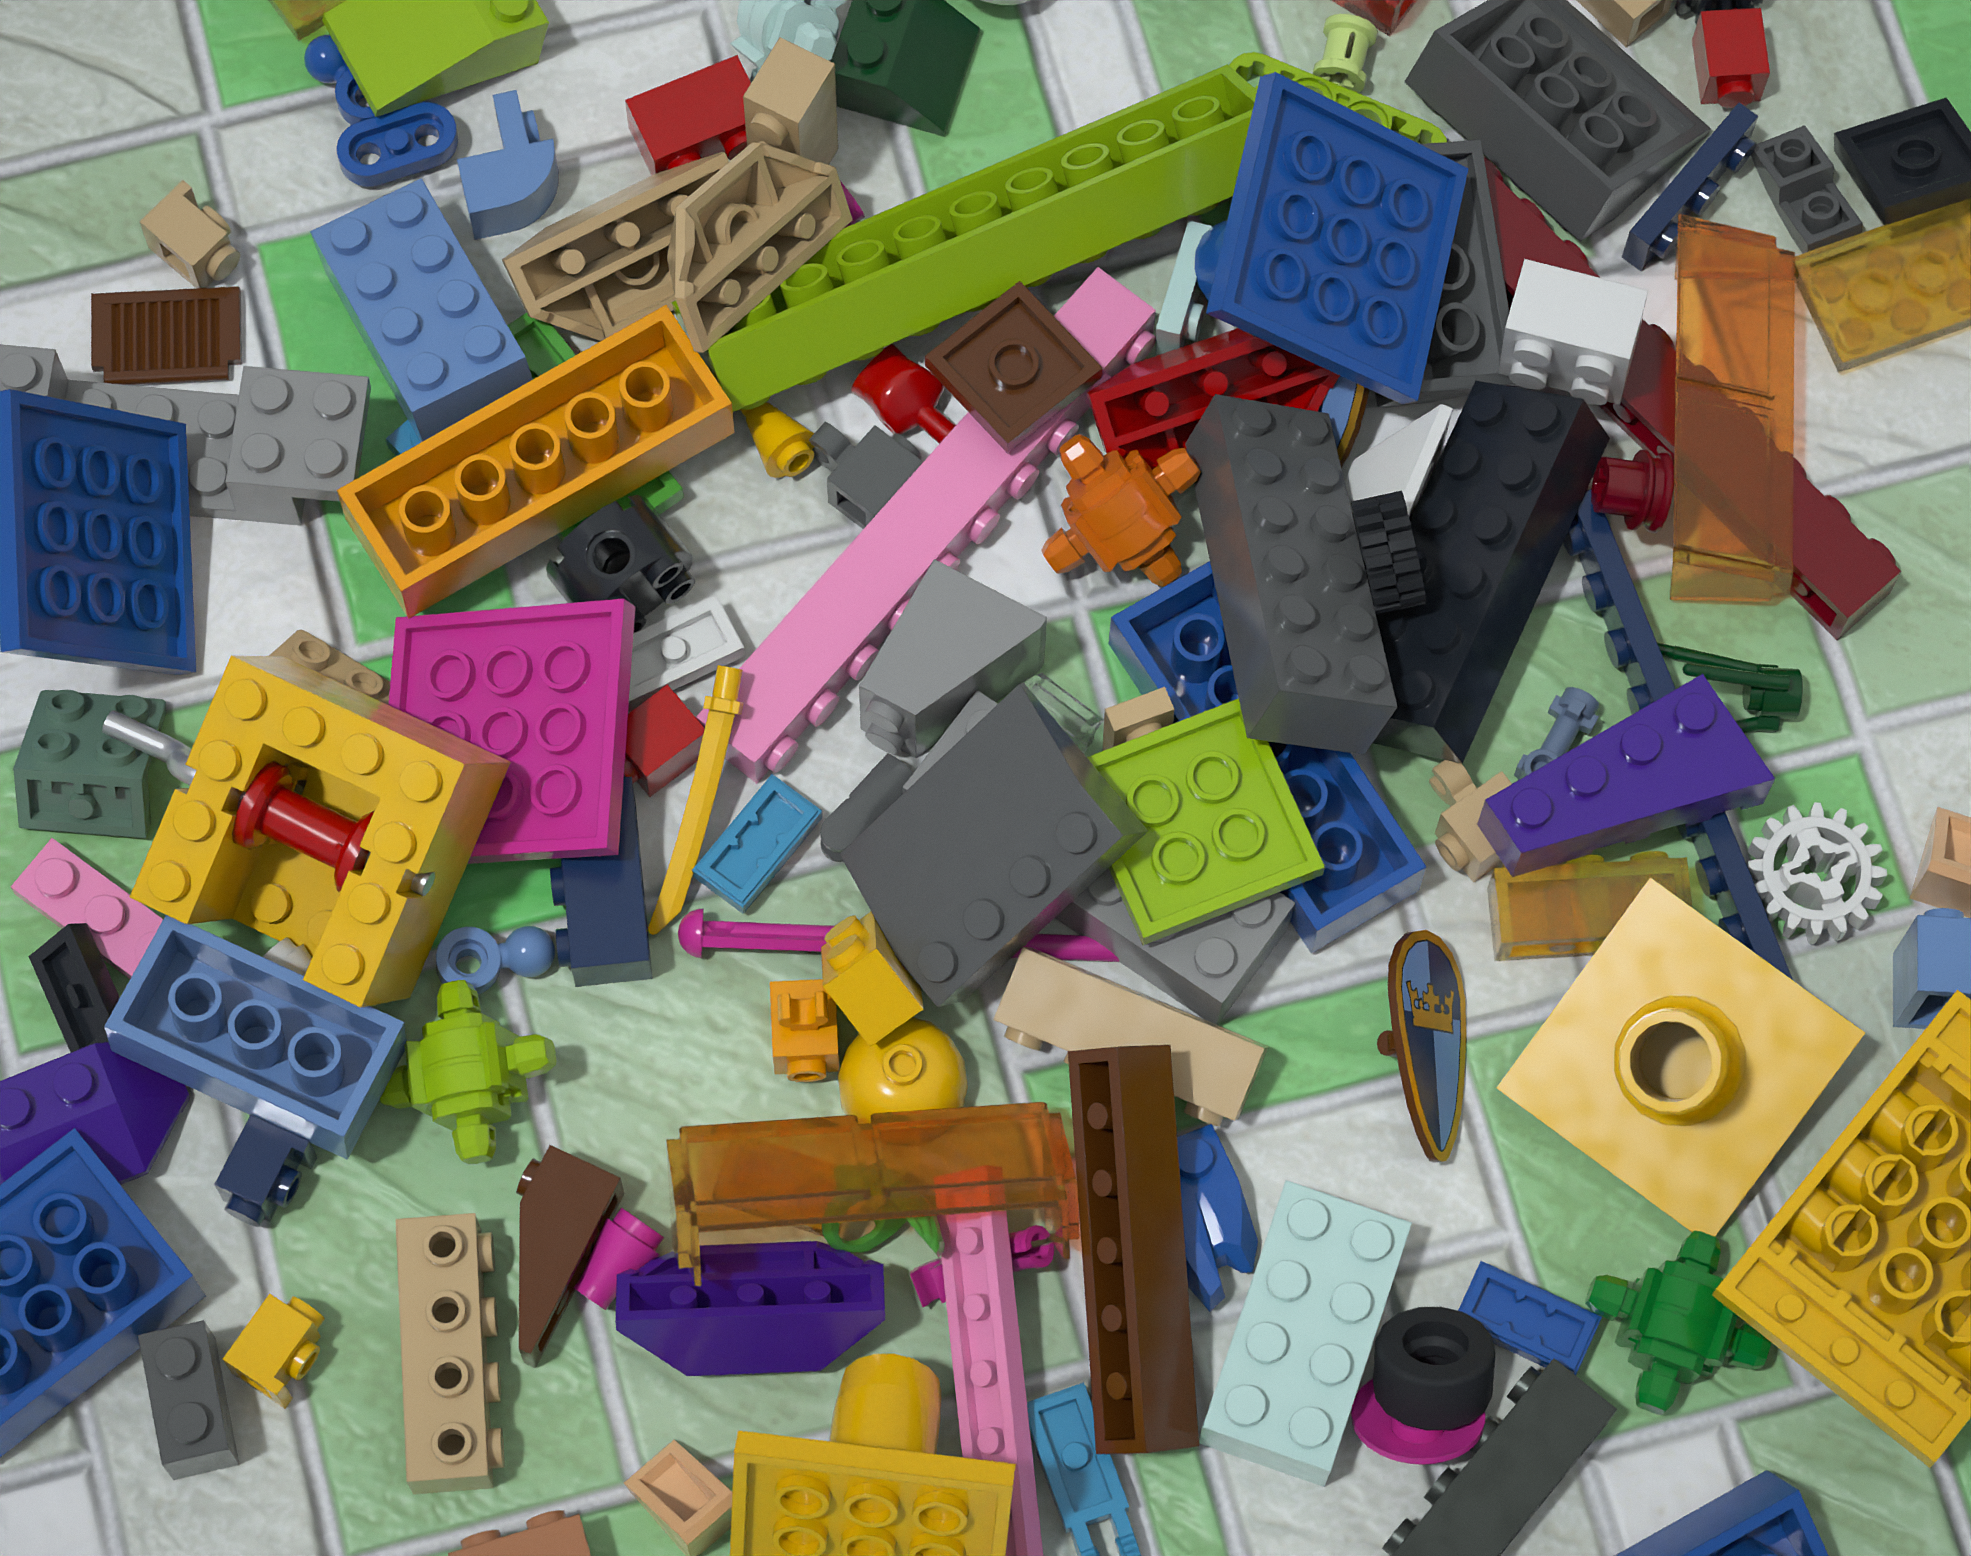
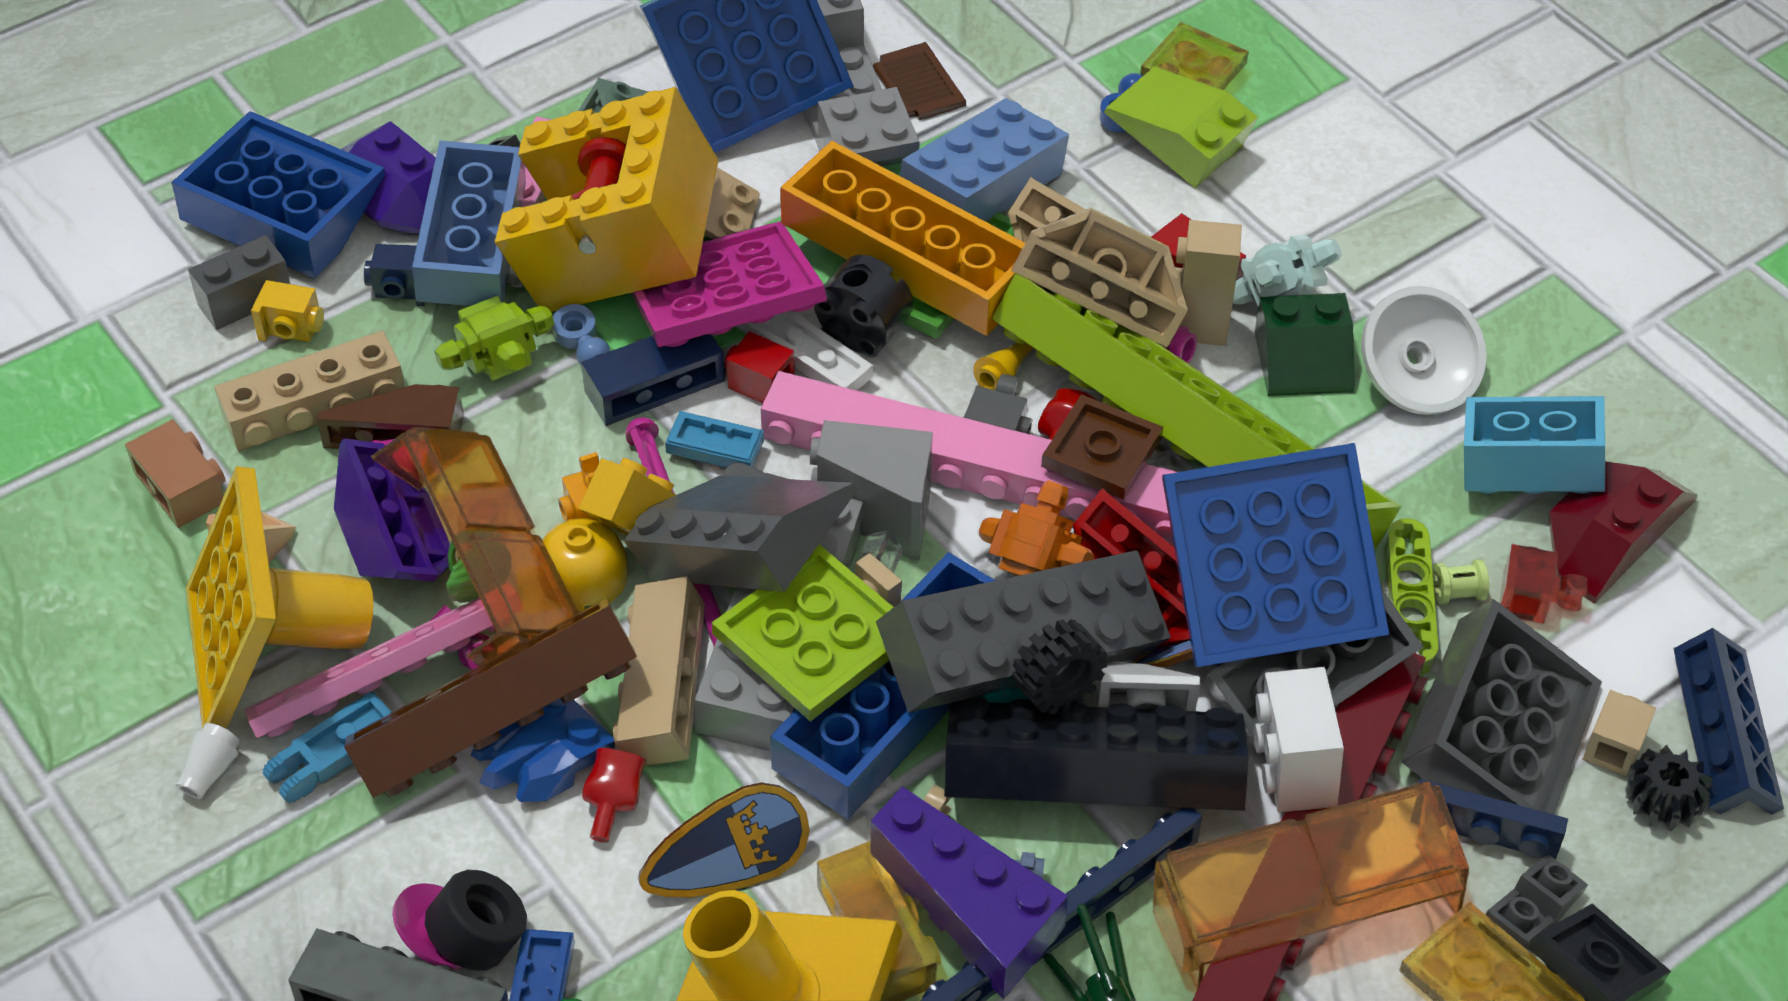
camera: 70 degrees right, 20 degrees down
(190, 238) = (981, 63): tan brick -> none
(396, 142) = (1097, 135): blue plate -> none
(513, 184) = (1112, 191): medium blue brick -> none
(709, 766) = (786, 374): yellow sword -> none
(1281, 1149) = (612, 788): none -> red piece
(1305, 1333) = (507, 827): light aqua brick -> none
(1635, 489) = (1205, 821): dark red piece -> none
(1730, 56) = (1610, 815): red brick -> none

